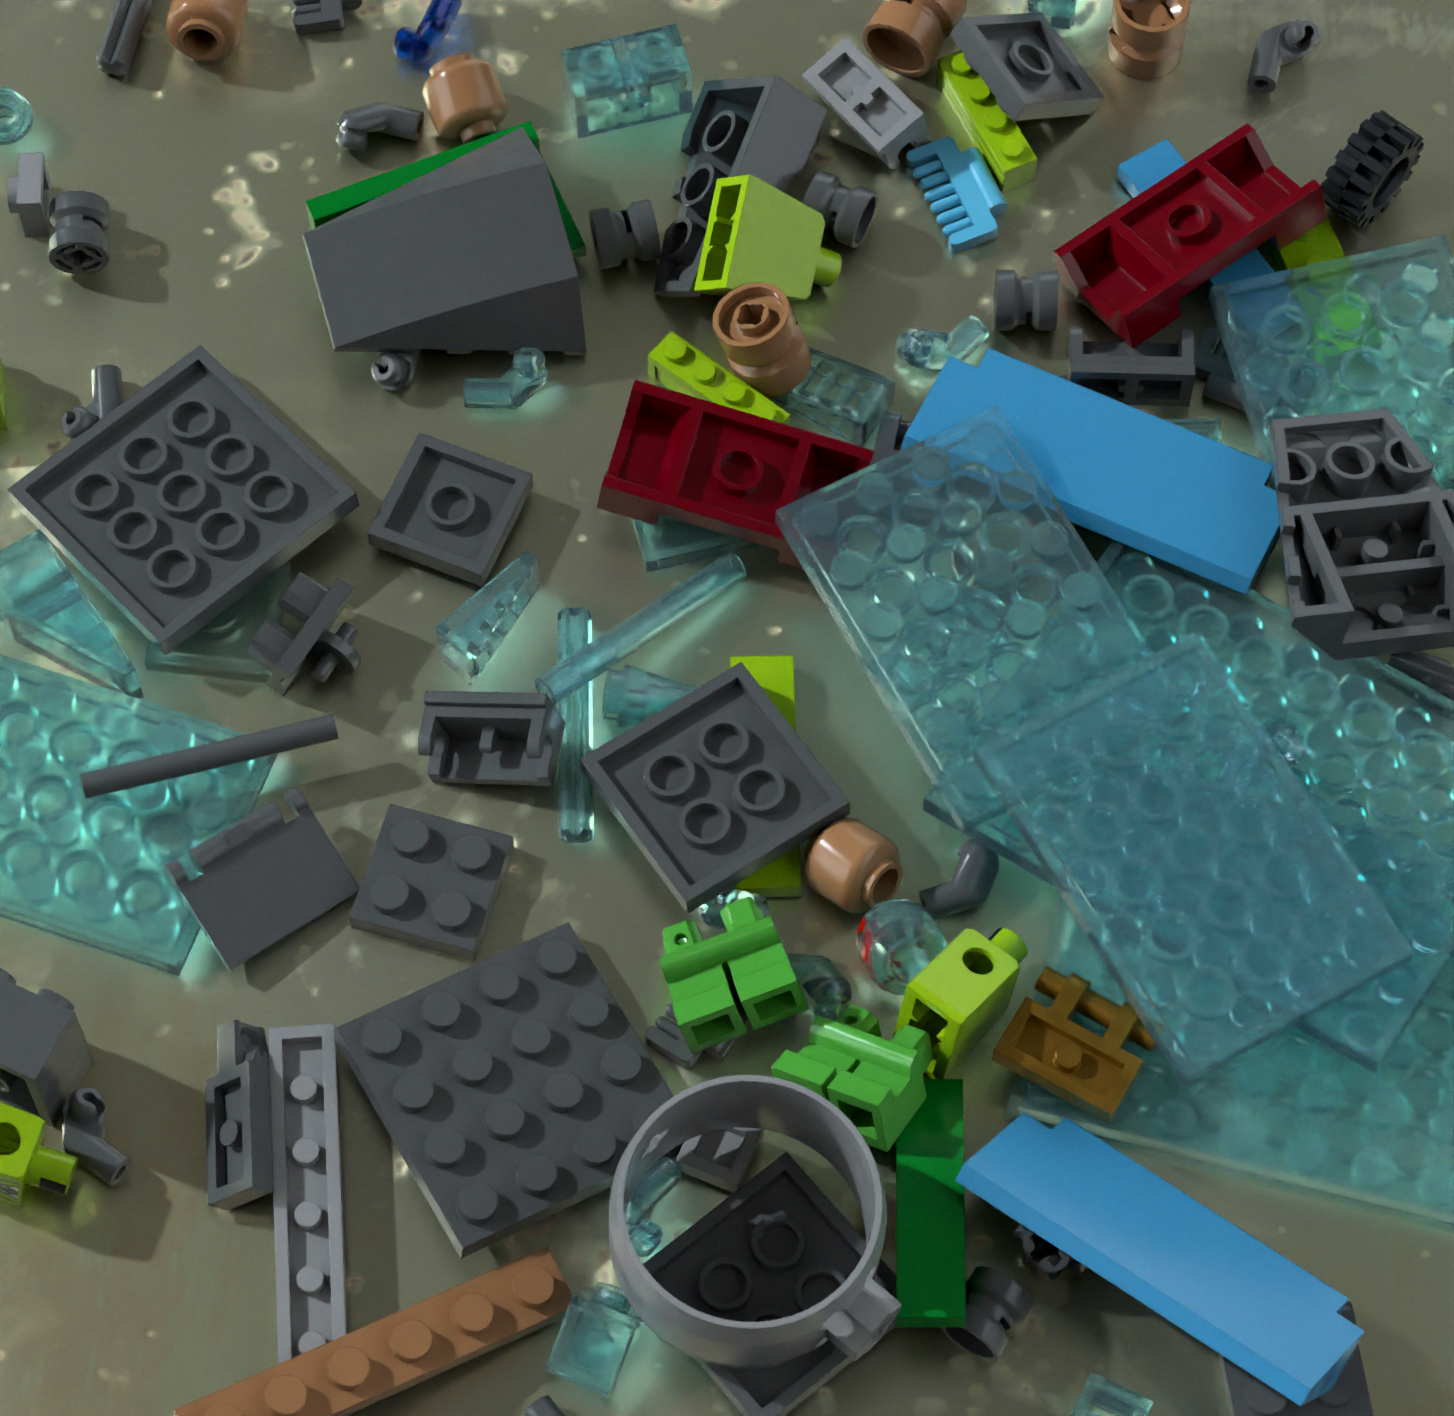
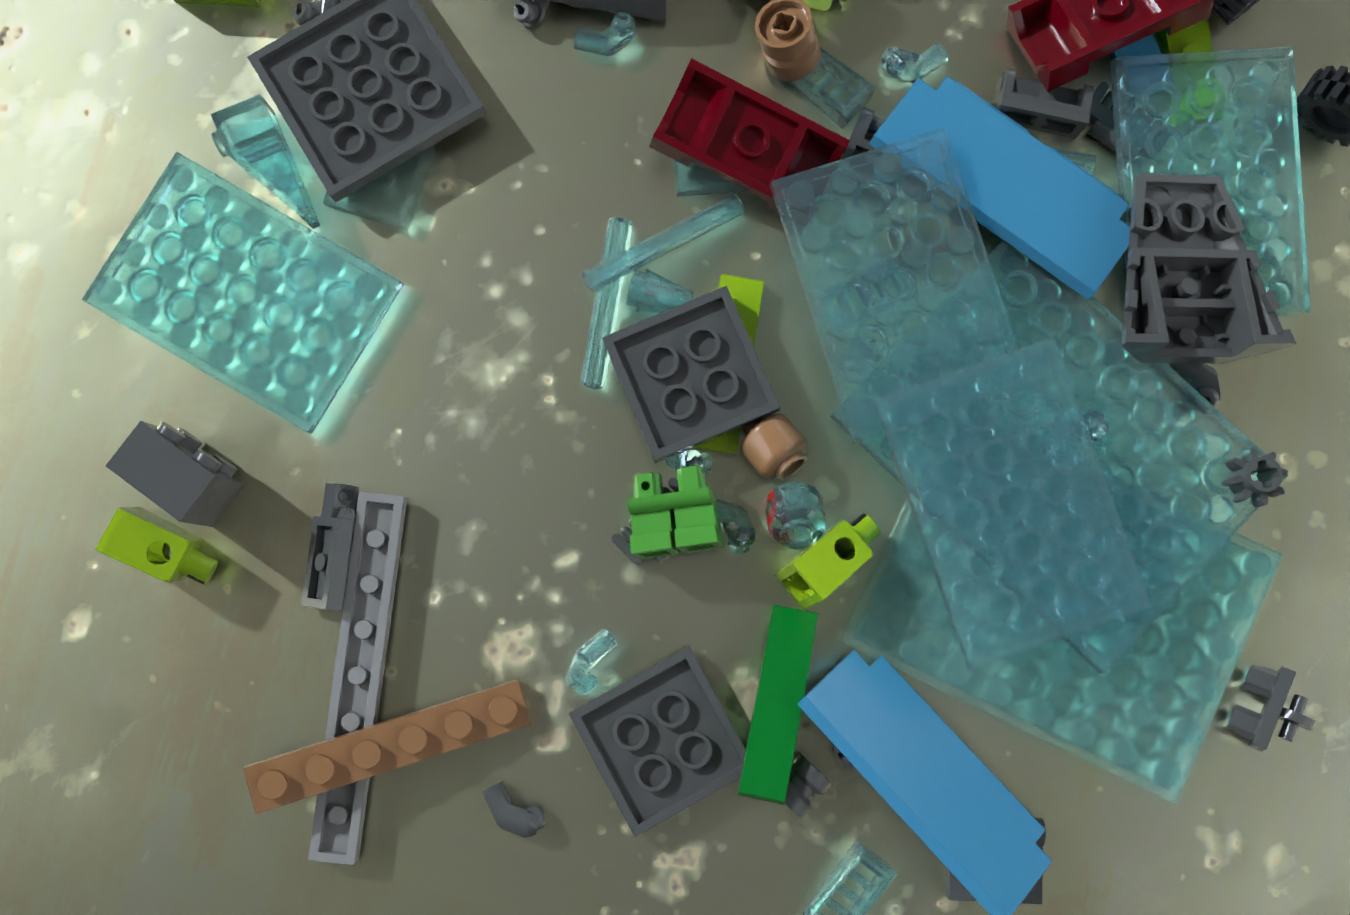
camera: 10 degrees right, 20 degrees up
(85, 1136) = (228, 542): dark grey arm -> none
(209, 756) = (350, 286): dark grey bar -> none
(262, 880) = (374, 381): dark grey piece -> none
(318, 610) = (445, 188): dark grey hips -> none
(431, 882) = (489, 400): dark grey plate -> none
(450, 509) = (549, 126): dark grey plate -> none
(481, 624) = (555, 218): clear light blue slope -> none
(491, 737) = (545, 307): dark grey hinge -> none
(507, 1086) = (516, 564): dark grey plate -> none
(594, 1338) = (540, 749): clear light blue bracket -> none
(693, 373) = (747, 65): lime piece -> none
(720, 1156) = (645, 632): light grey plate -> none
(849, 1317) = (710, 792): light grey cylinder -> none
(861, 1073) = (745, 609): bright green hips -> none
(969, 884) = (849, 474): dark grey arm -> none
(1025, 300) = (979, 39): dark grey wheel -> none
(1068, 1058) = (891, 621): pearl gold plate -> none

